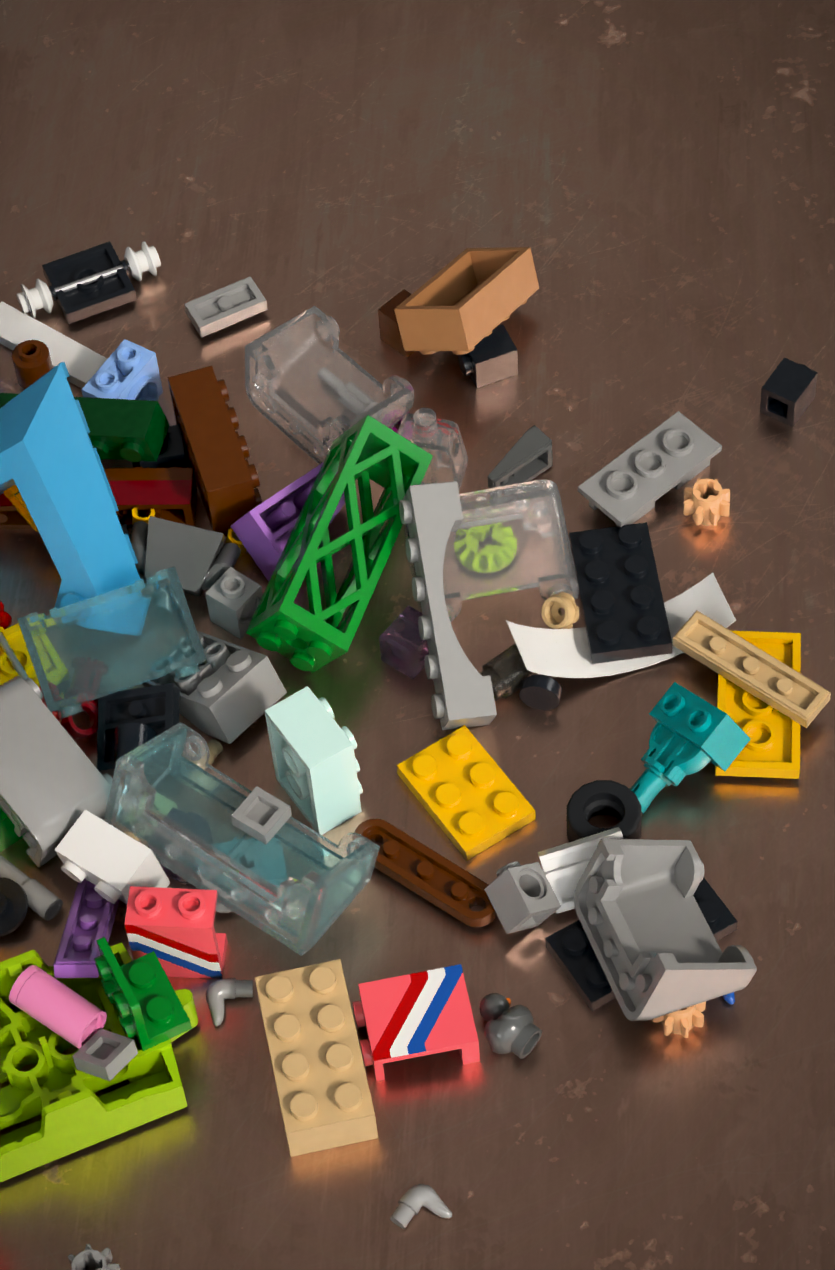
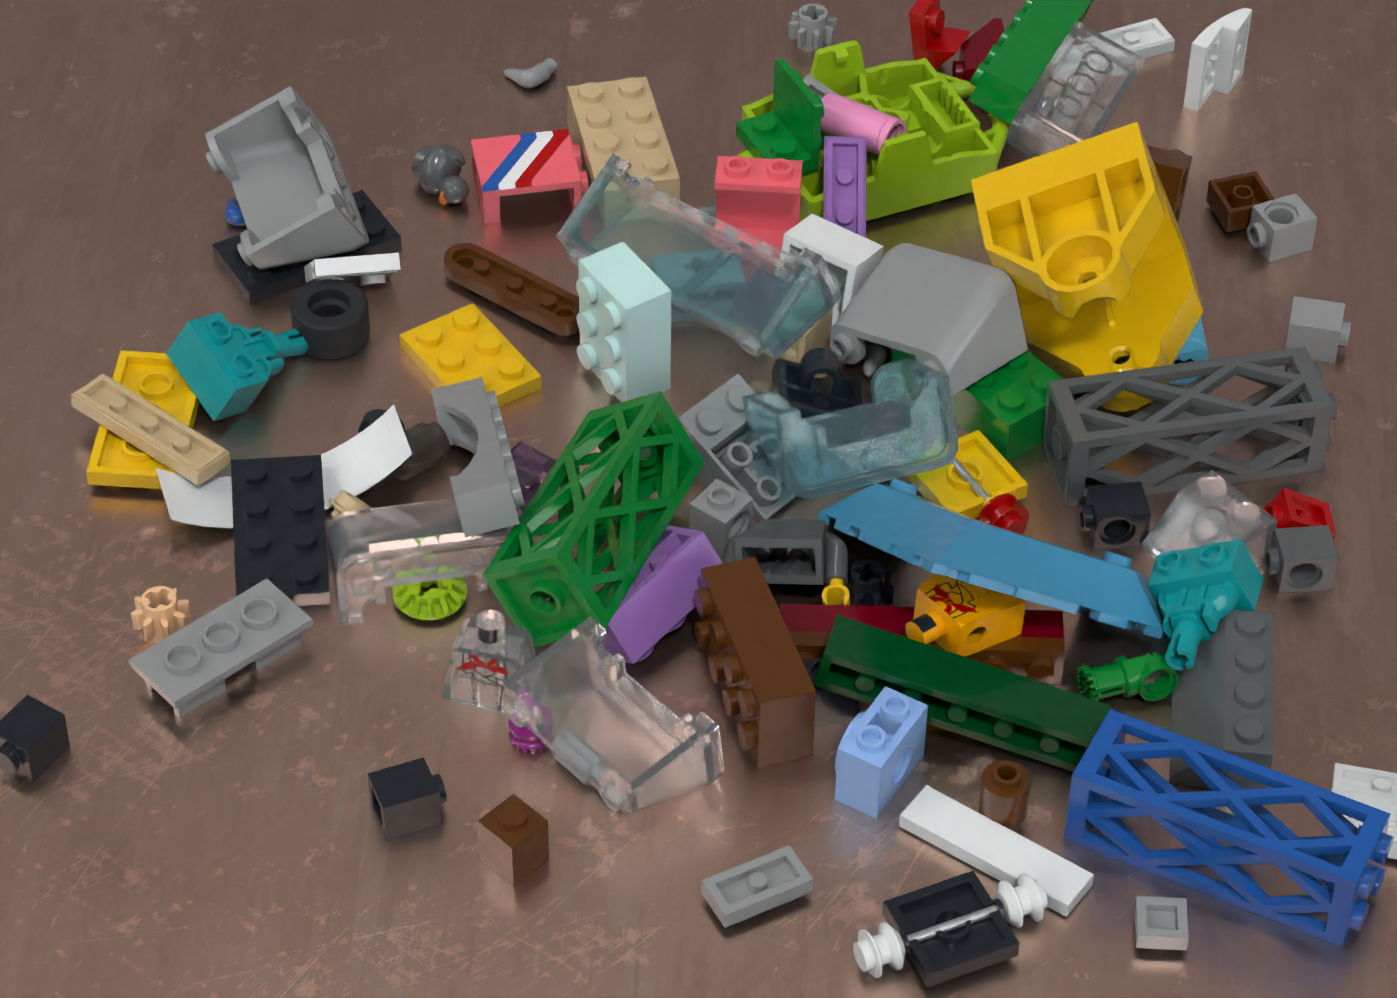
camera: 175 degrees right, 10 degrees down
(261, 815) = (680, 274): light grey plate -> none
(466, 300) = (425, 808): medium nougat piece -> none
(522, 896) = (419, 247): light grey brick -> none
(524, 461) = (378, 663): dark grey slope -> none

